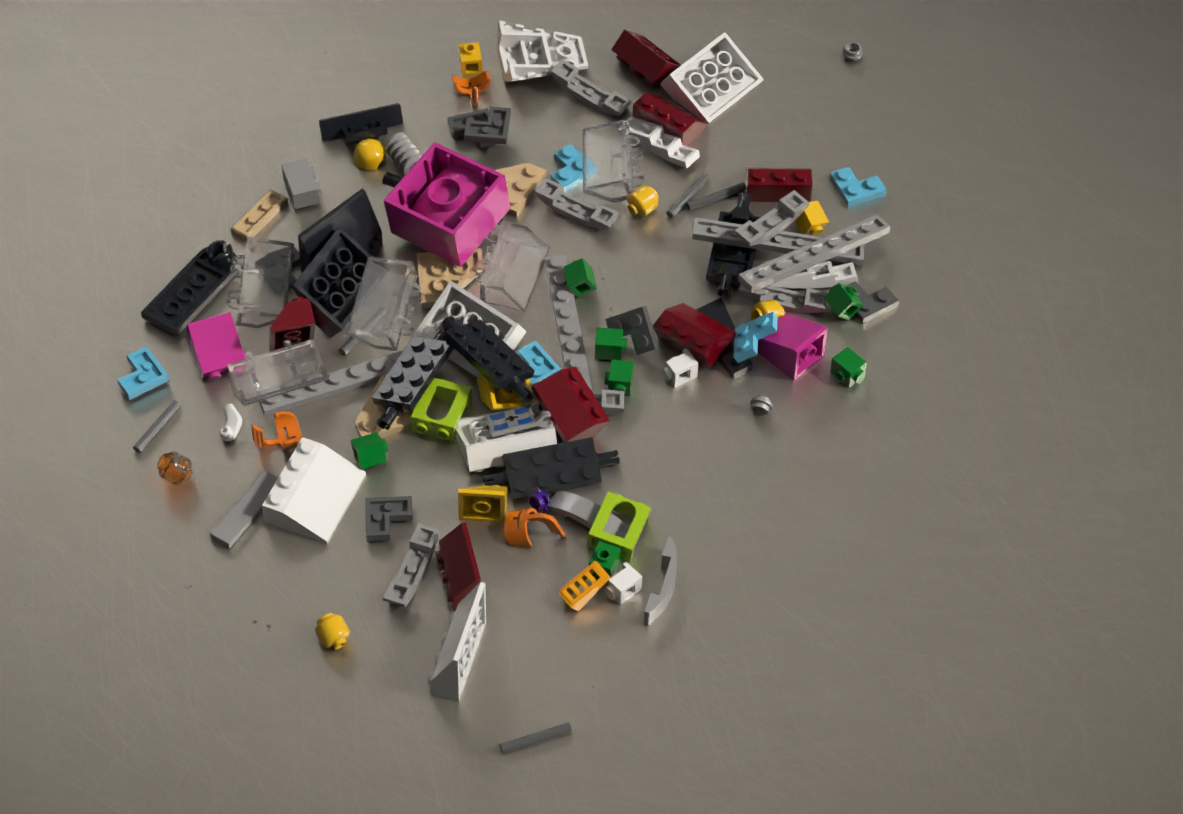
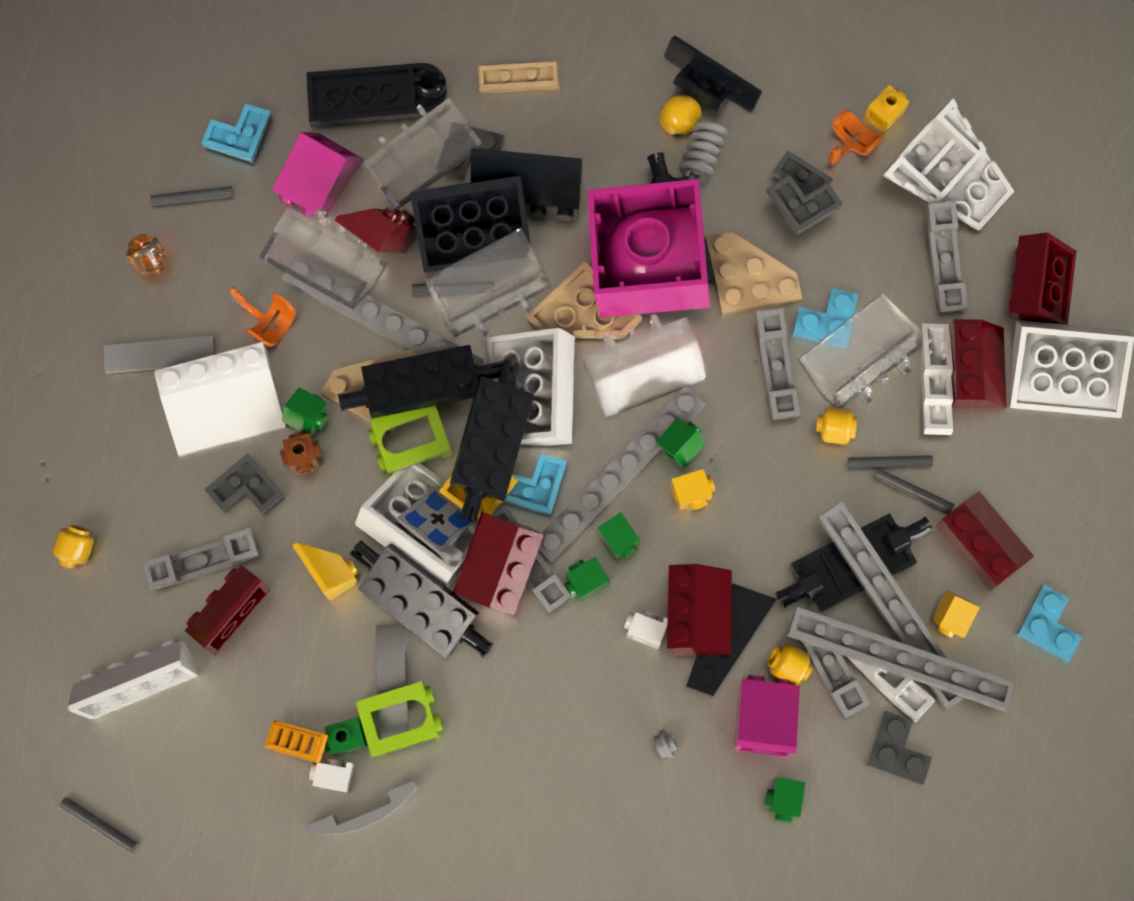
camera: 55 degrees right, 25 degrees up
(232, 425) = (245, 262): white arm -> none
(301, 183) = (581, 84): light grey brick -> none
(394, 469) = (303, 462): none -> dark orange brick
(520, 538) = (316, 626): orange helmet -> none
(538, 500) = (372, 617): dark purple plate -> none
(614, 293) = (692, 490): none -> yellow brick
(639, 326) = (659, 545): dark grey plate -> none
(749, 333) = (740, 670): medium azure plate -> none
(773, 222) = (904, 584): light grey slope -> none
(844, 300) = (869, 730): green brick -> none

